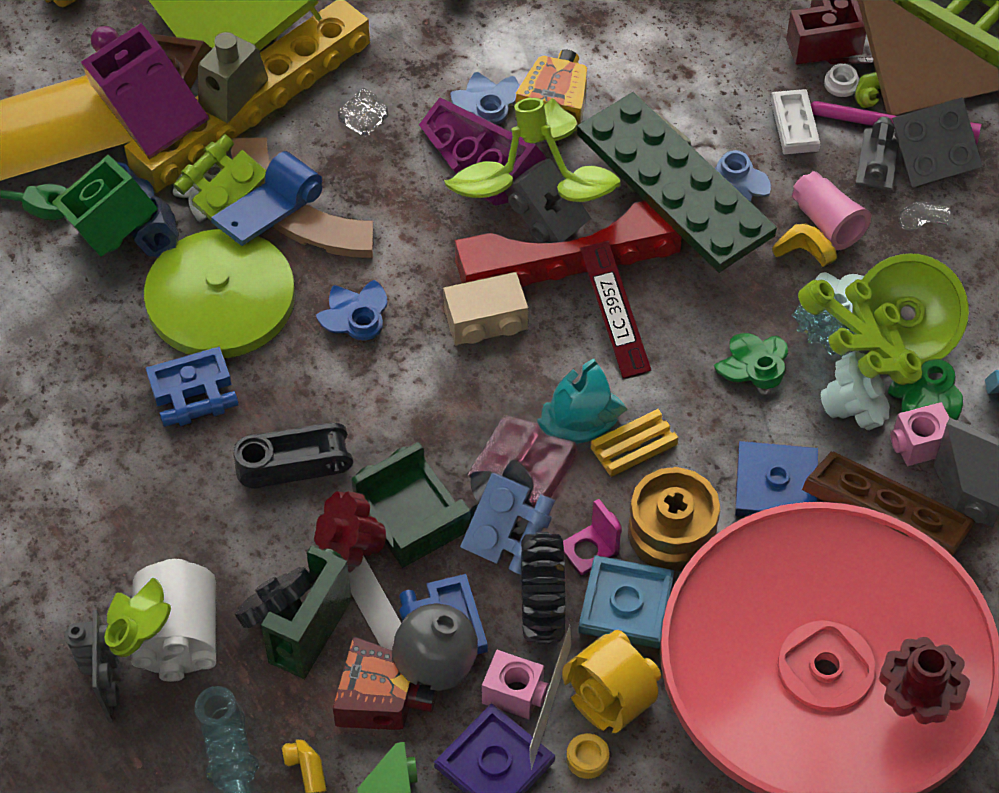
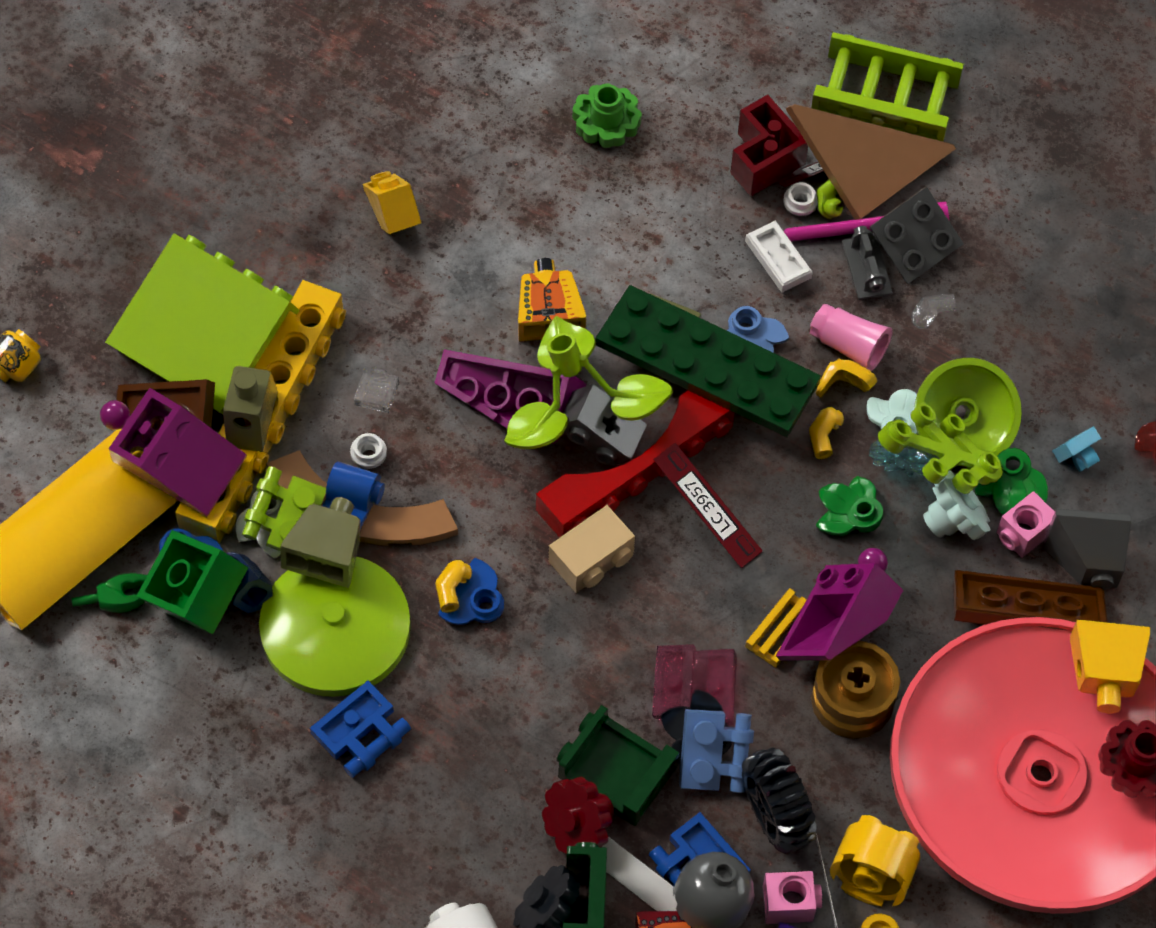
camera: 25 degrees left, 5 degrees up
(236, 211) = (324, 543): none -> olive torso
(292, 455) = (487, 760): black piece -> none
(327, 159) = (368, 442): none -> white plate
(346, 284) = (448, 580): none -> yellow arm
(487, 98) = (481, 331): medium blue plate -> none
(581, 409) = (724, 611): teal helmet -> none
(603, 532) = (799, 724): dark pink bracket -> none
(626, 599) = (847, 780): dark azure plate -> none
(699, 436) = (842, 608): none -> magenta slope
(757, 285) = (821, 428): none -> yellow arm
(772, 476) = (923, 618): blue plate -> none
(938, 576) = (1108, 660): none -> yellow torso

